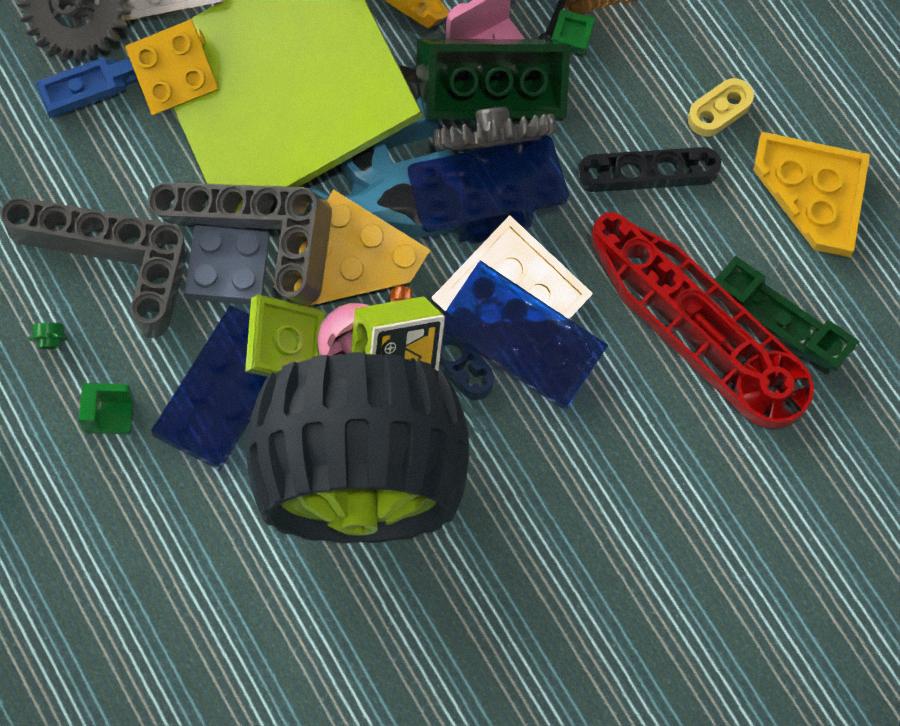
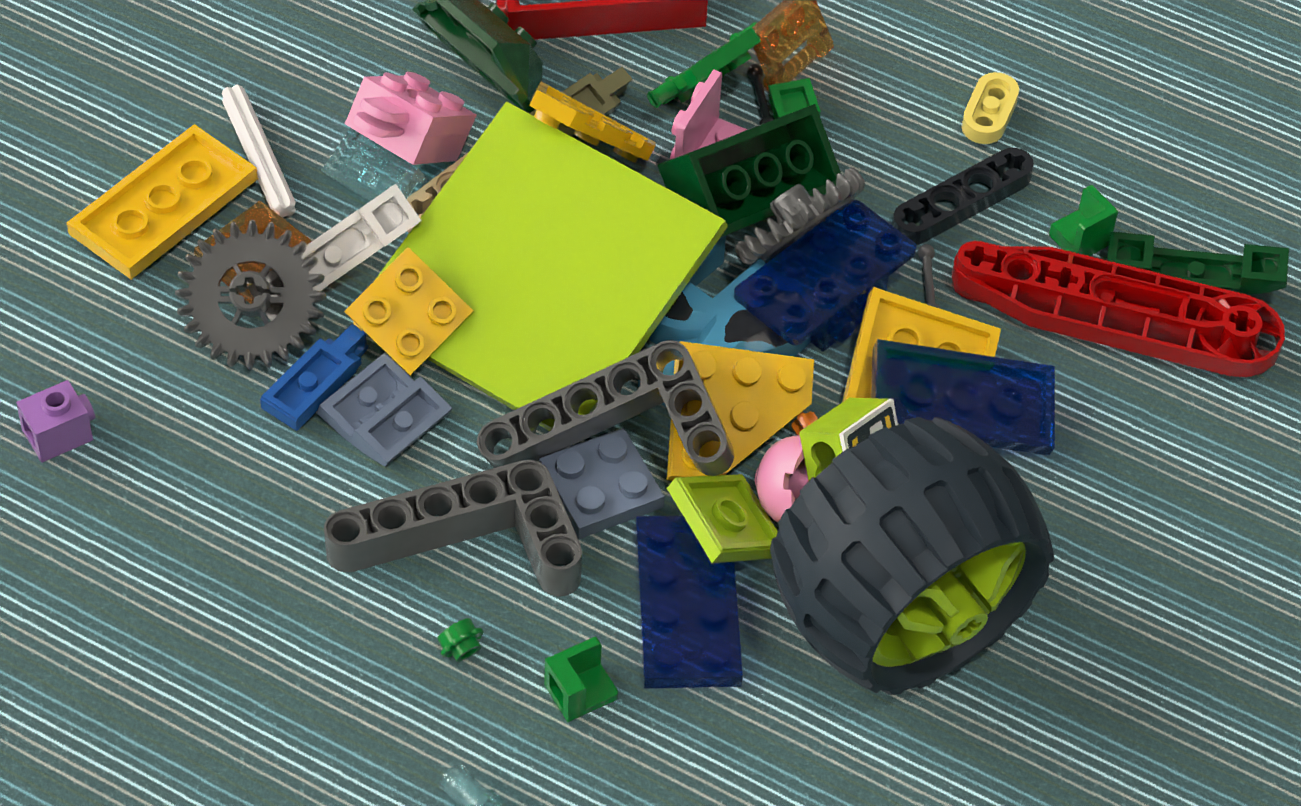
camera: 30 degrees left, 15 degrees down
(117, 132) = (383, 410): none -> sand blue slope
(560, 250) = (926, 253): none -> dark grey hinge
(720, 242) = (1088, 227): none -> green panel
(816, 188) = (1136, 137): yellow plate -> none

